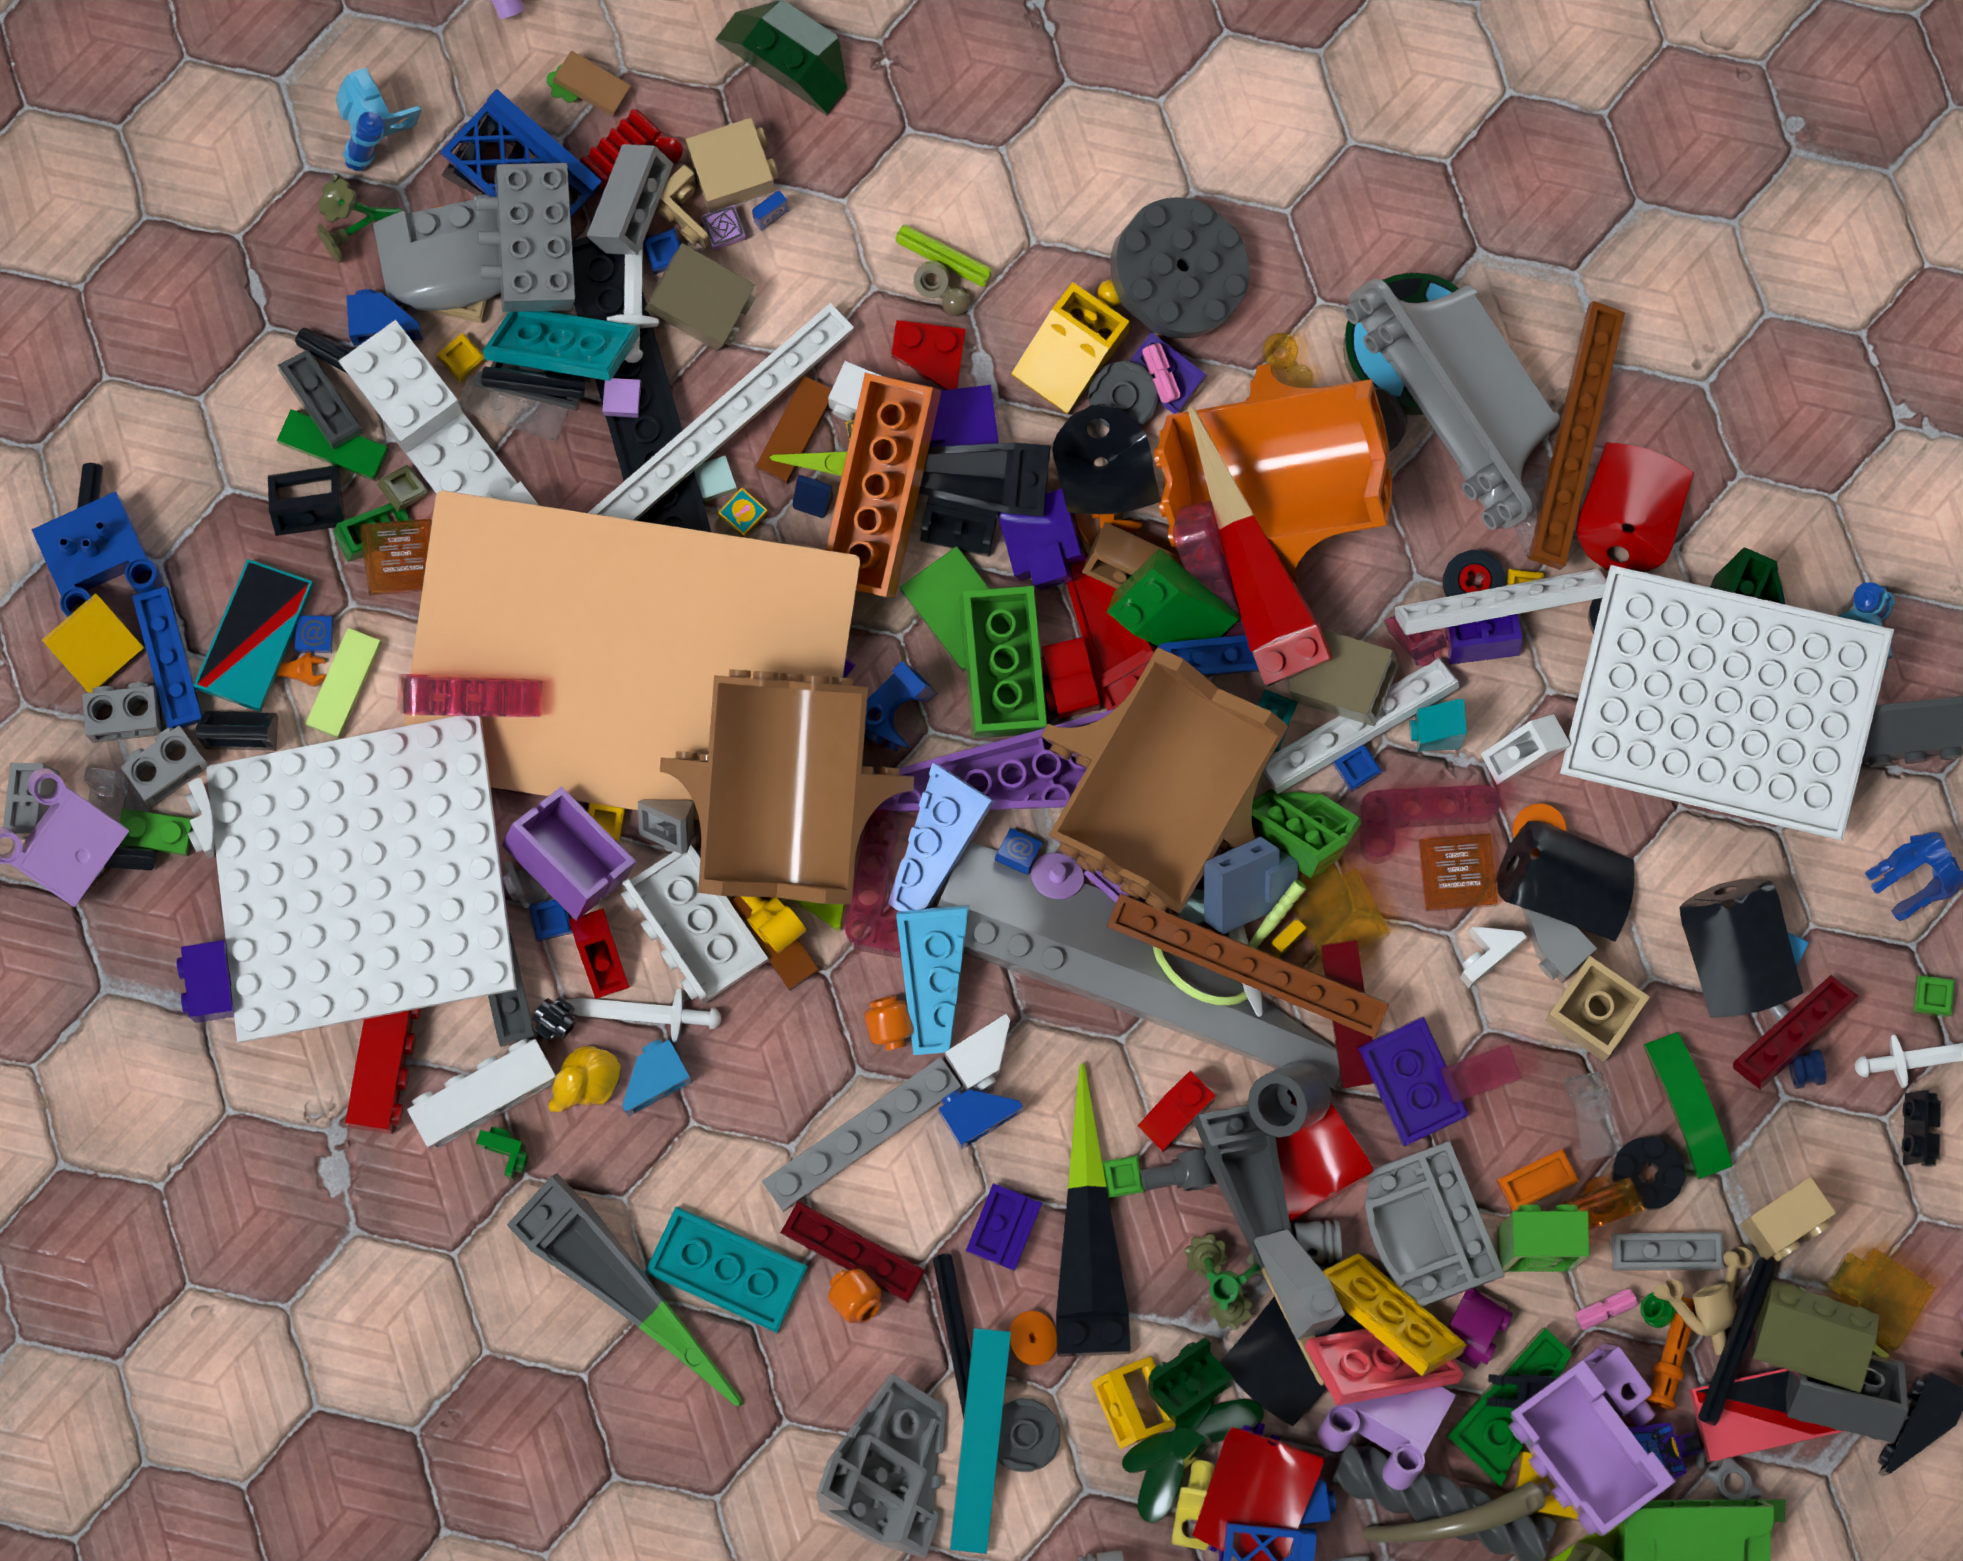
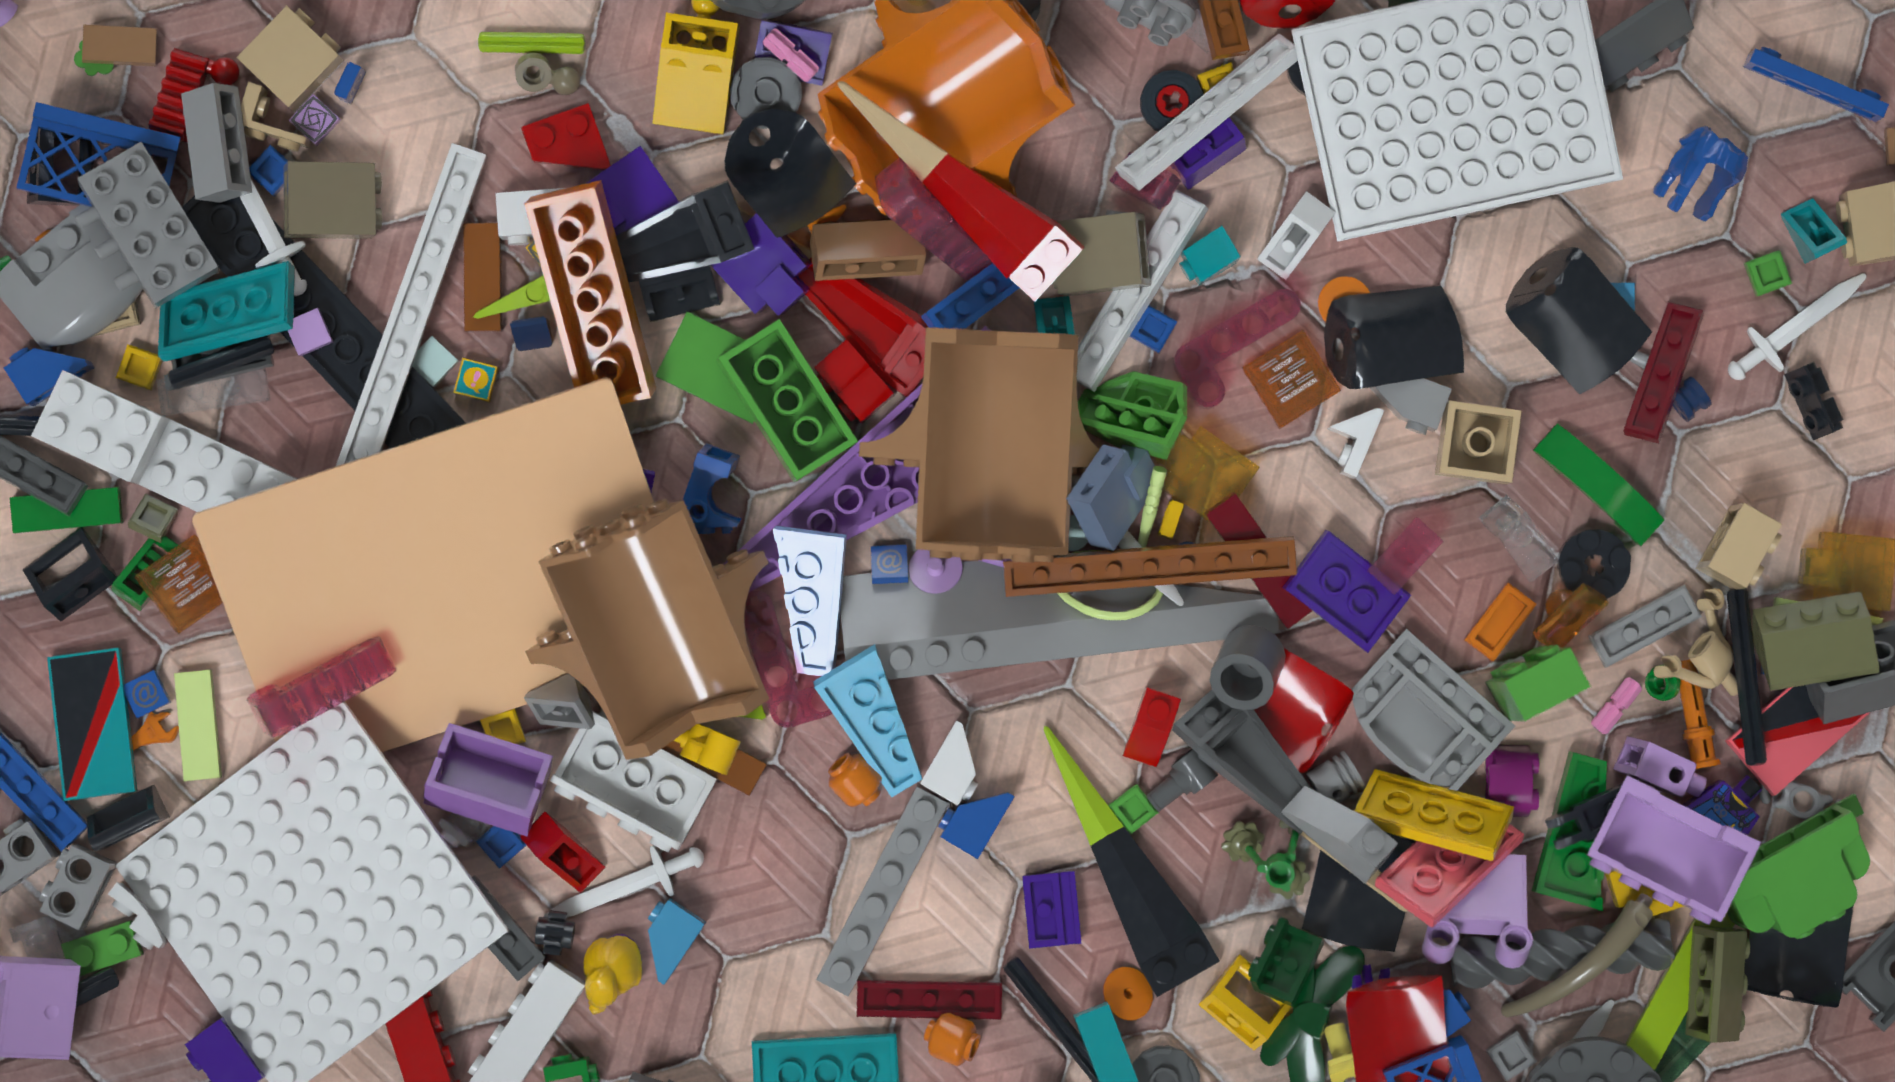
camera: 30 degrees left, 10 degrees up
(1169, 604) = (910, 273): green slope -> none

